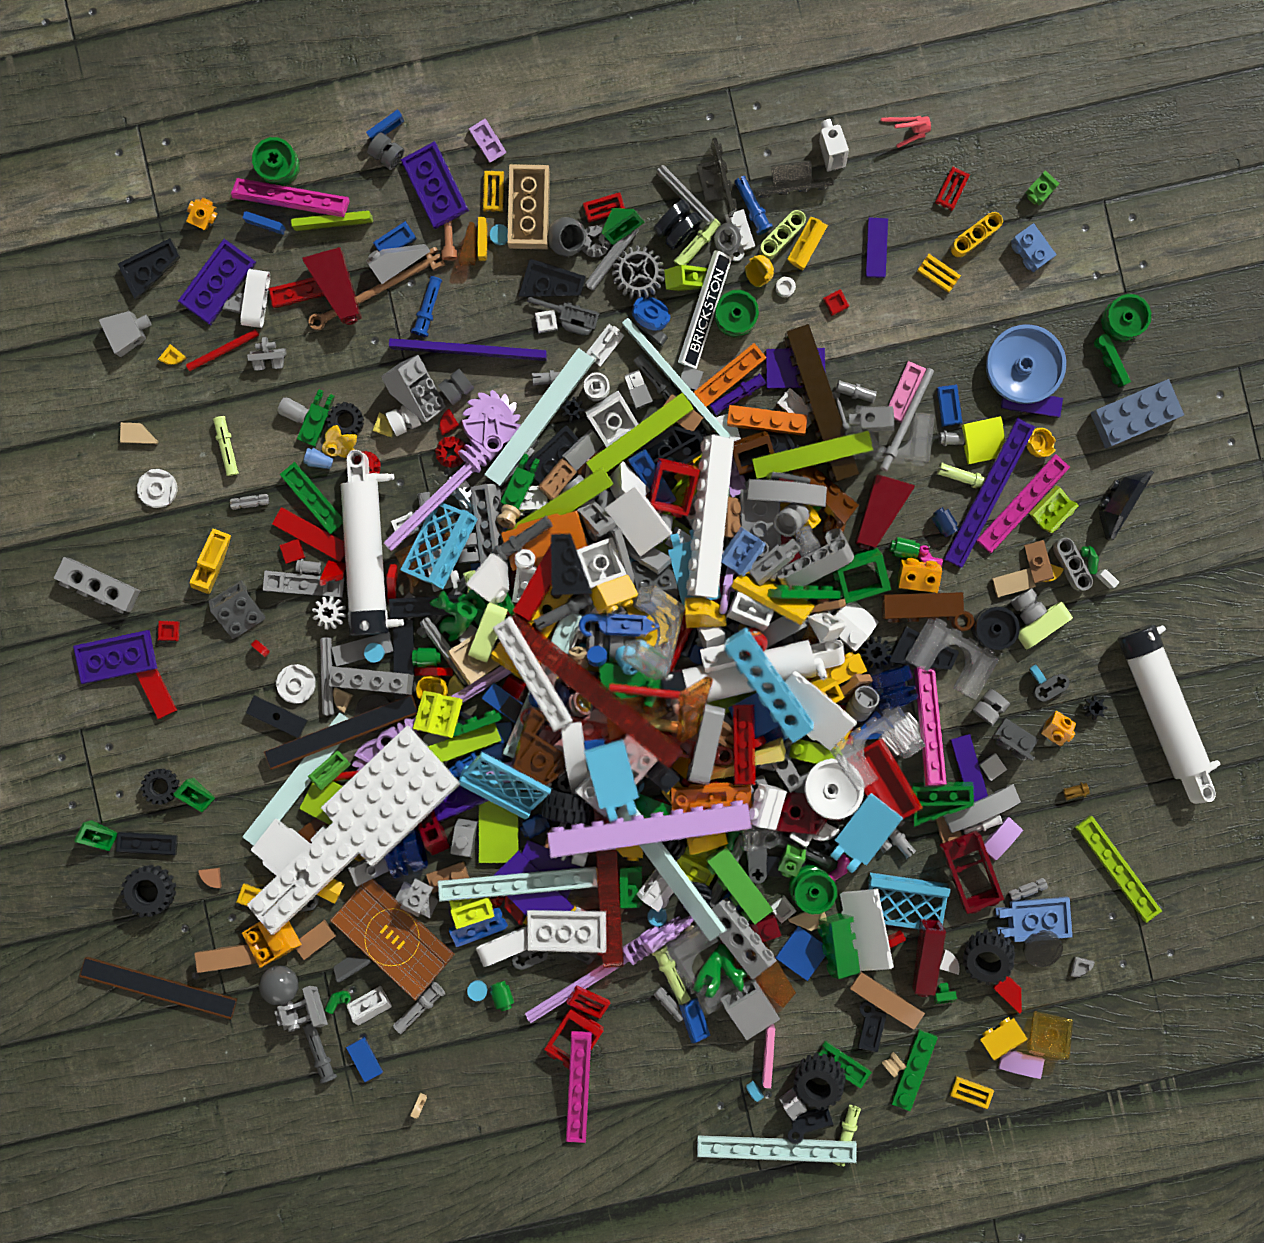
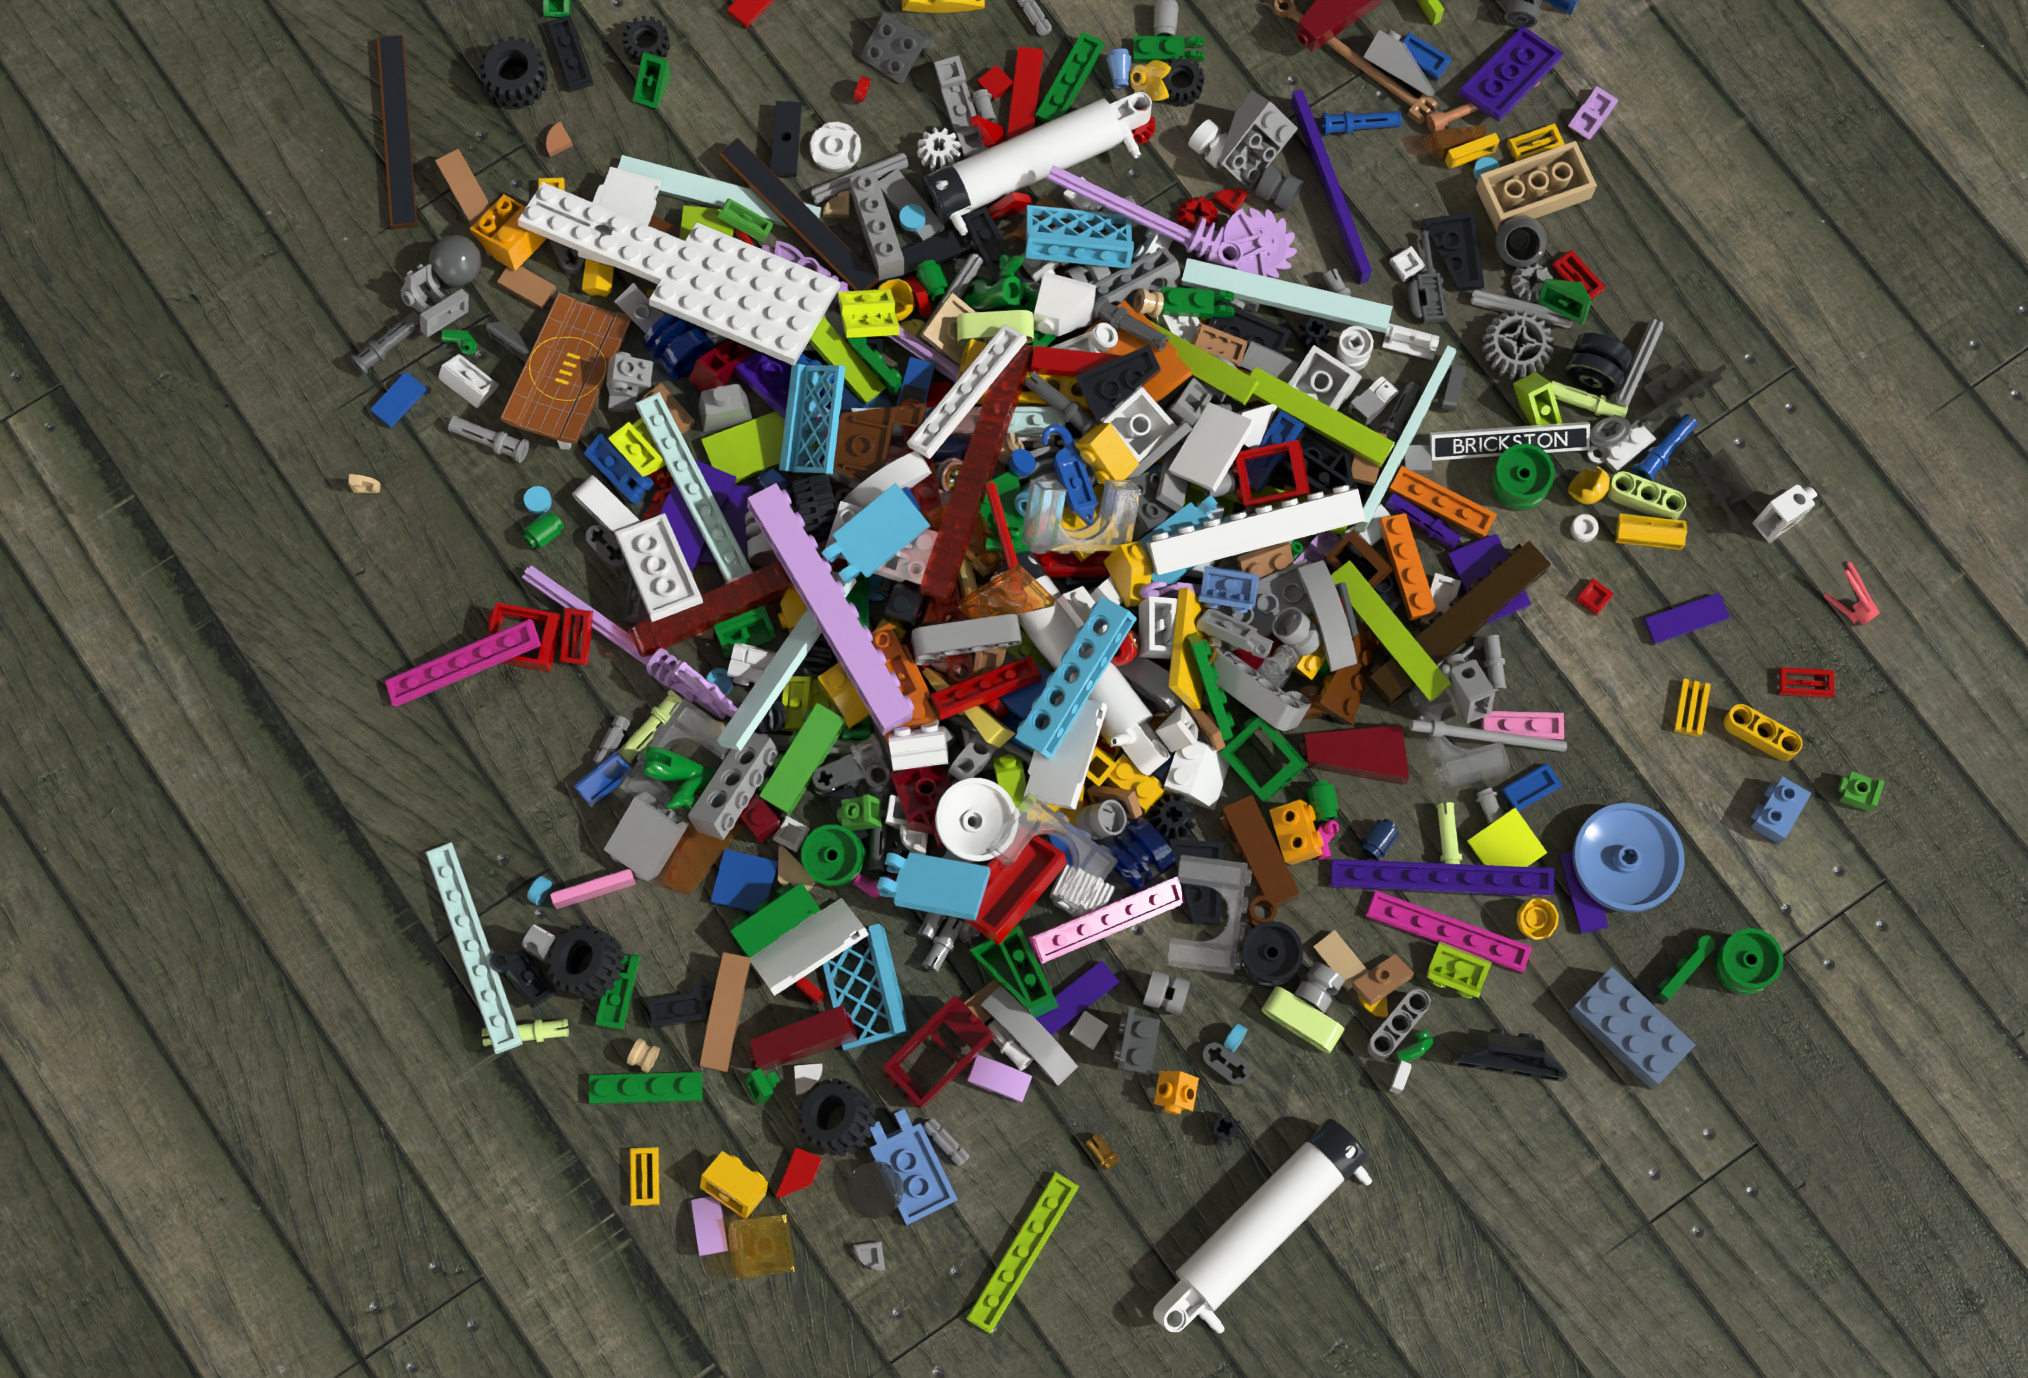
camera: 65 degrees right, 15 degrees down
(383, 426) = (1190, 125): light yellow tile -> none
(650, 313) = (1474, 376): blue tile -> none

